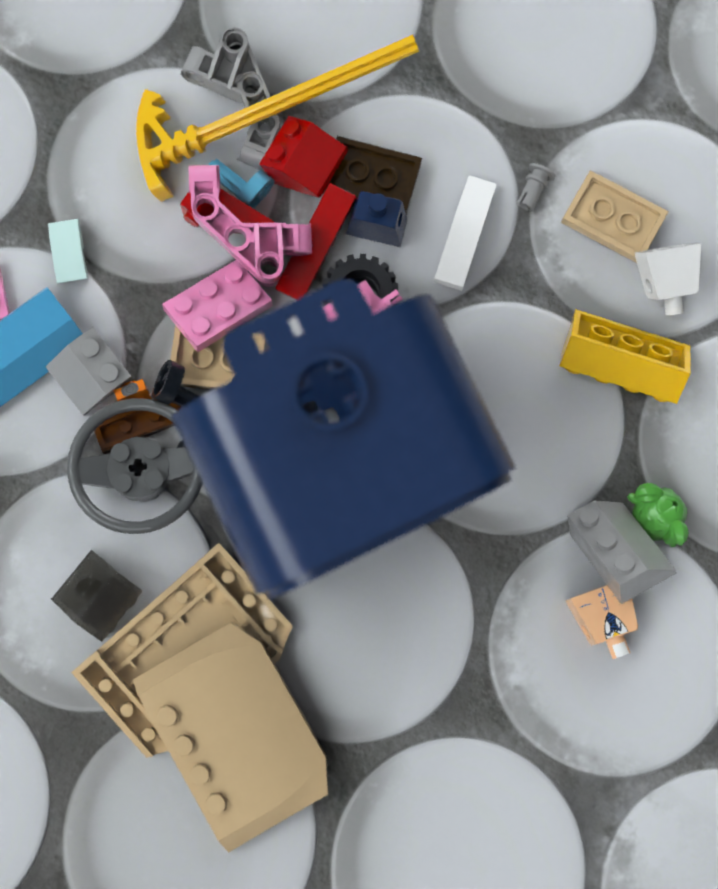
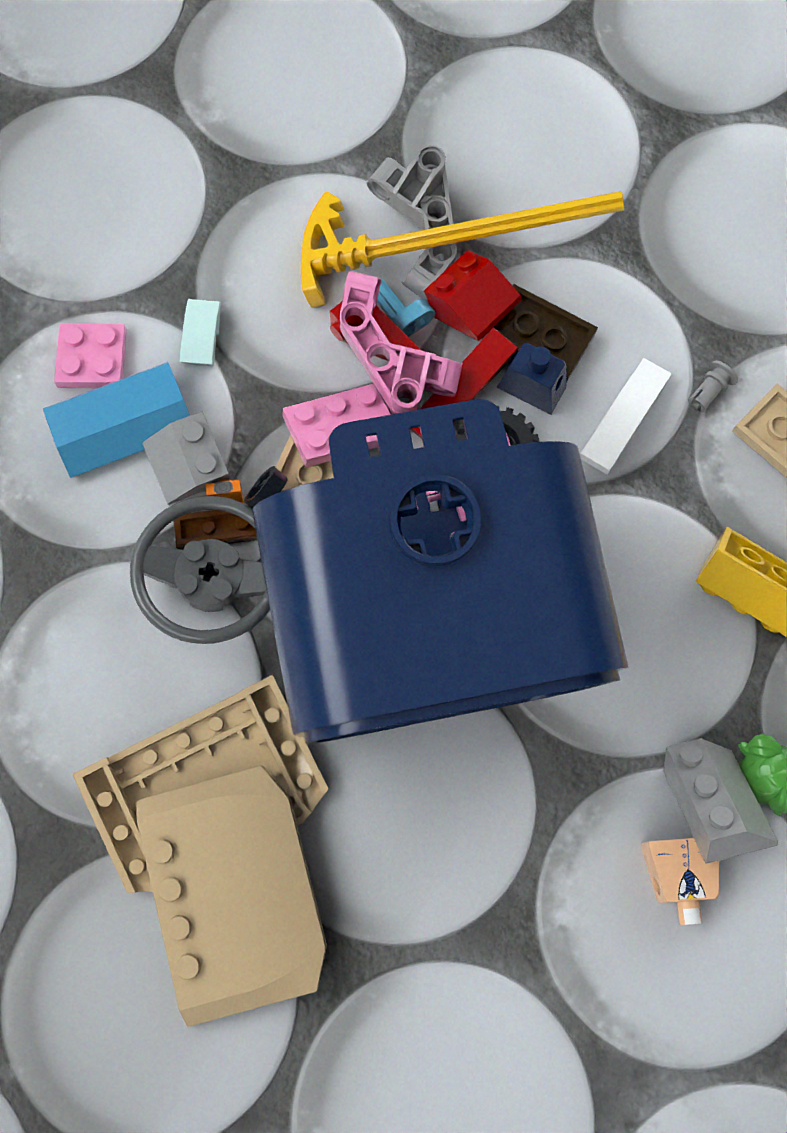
camera: 15 degrees right, 5 degrees down
(96, 596) = (125, 699): clear smoke slope -> none

